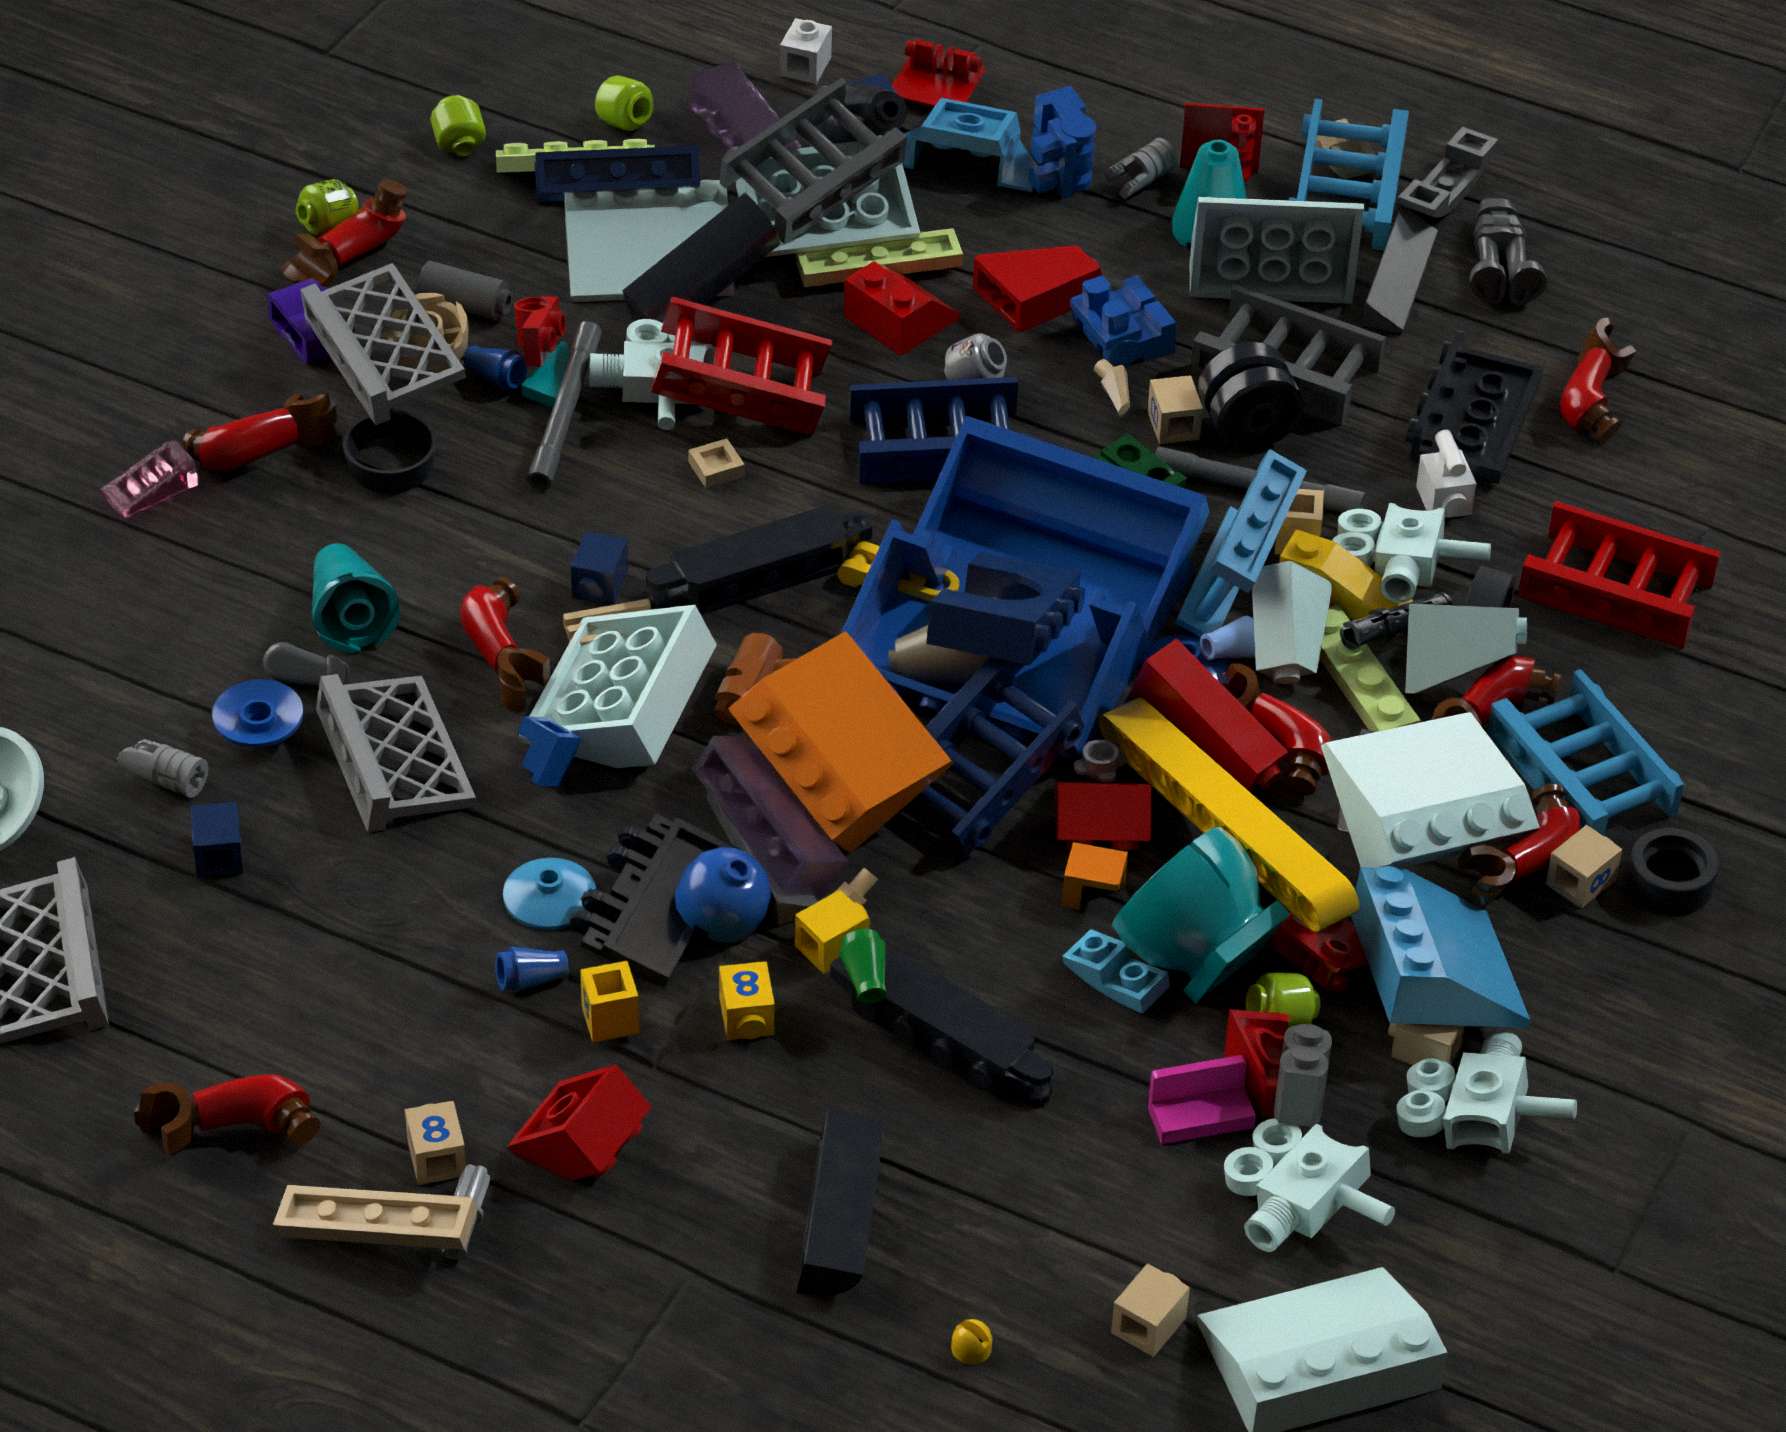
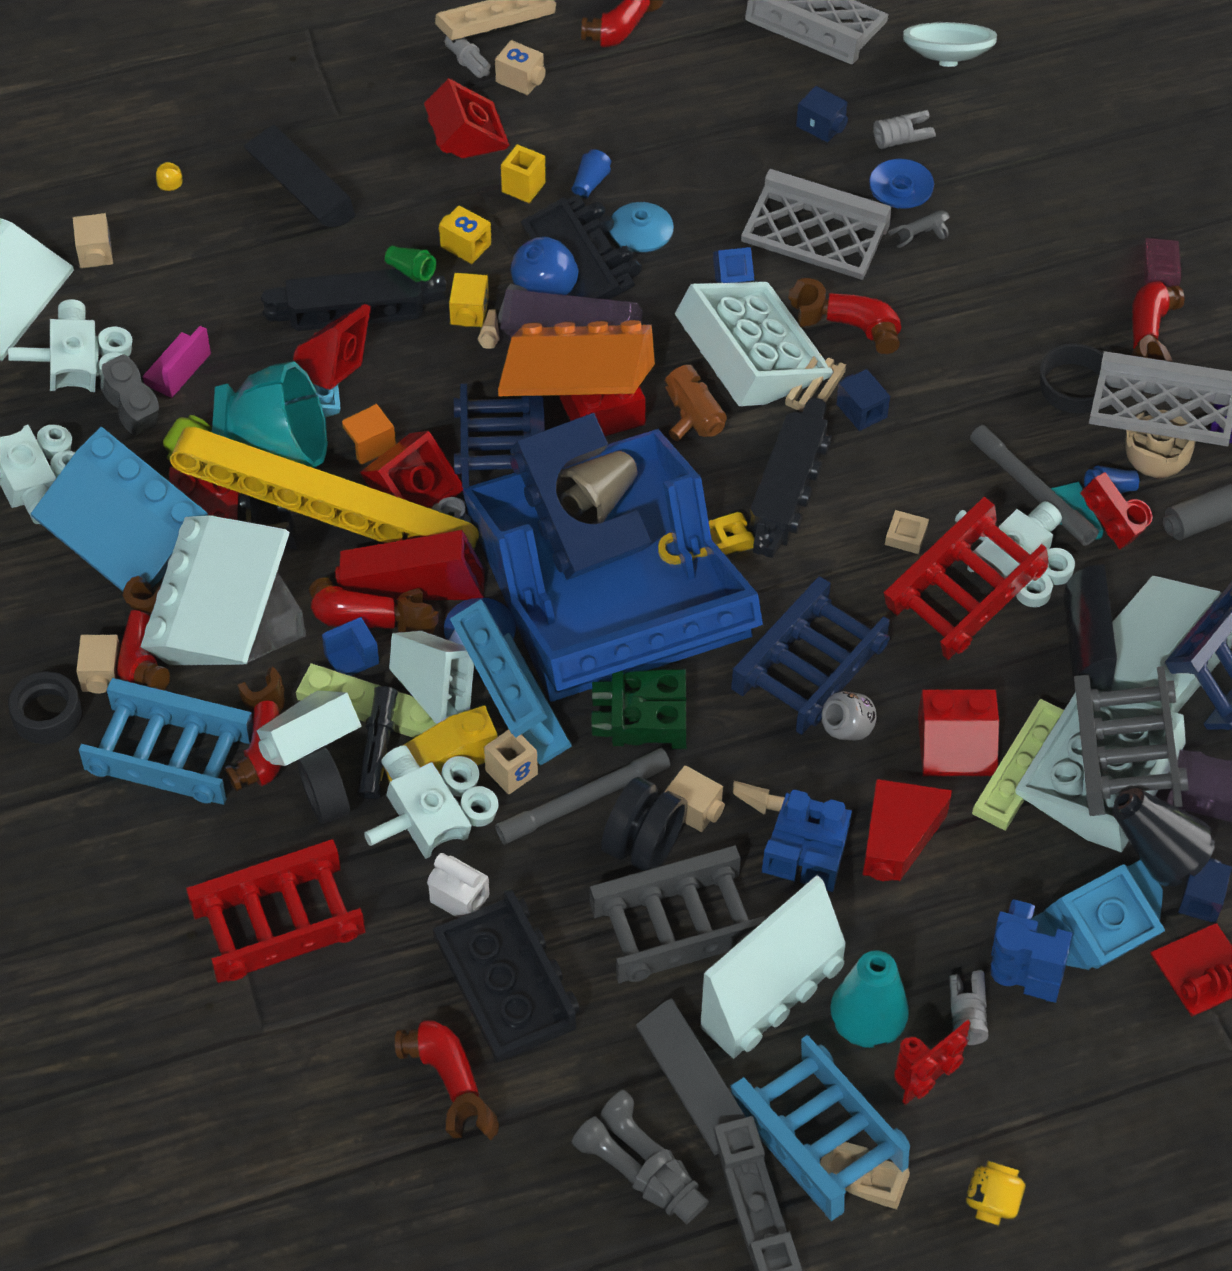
camera: 135 degrees right, 10 degrees up
(351, 600) = (959, 270): teal cone -> none
(1042, 950) = (335, 349): none -> red slope
(1260, 1040) = (171, 389): red slope -> none
(1270, 74) = (995, 1192): none -> yellow head
(1336, 721) = (350, 647): none -> blue panel

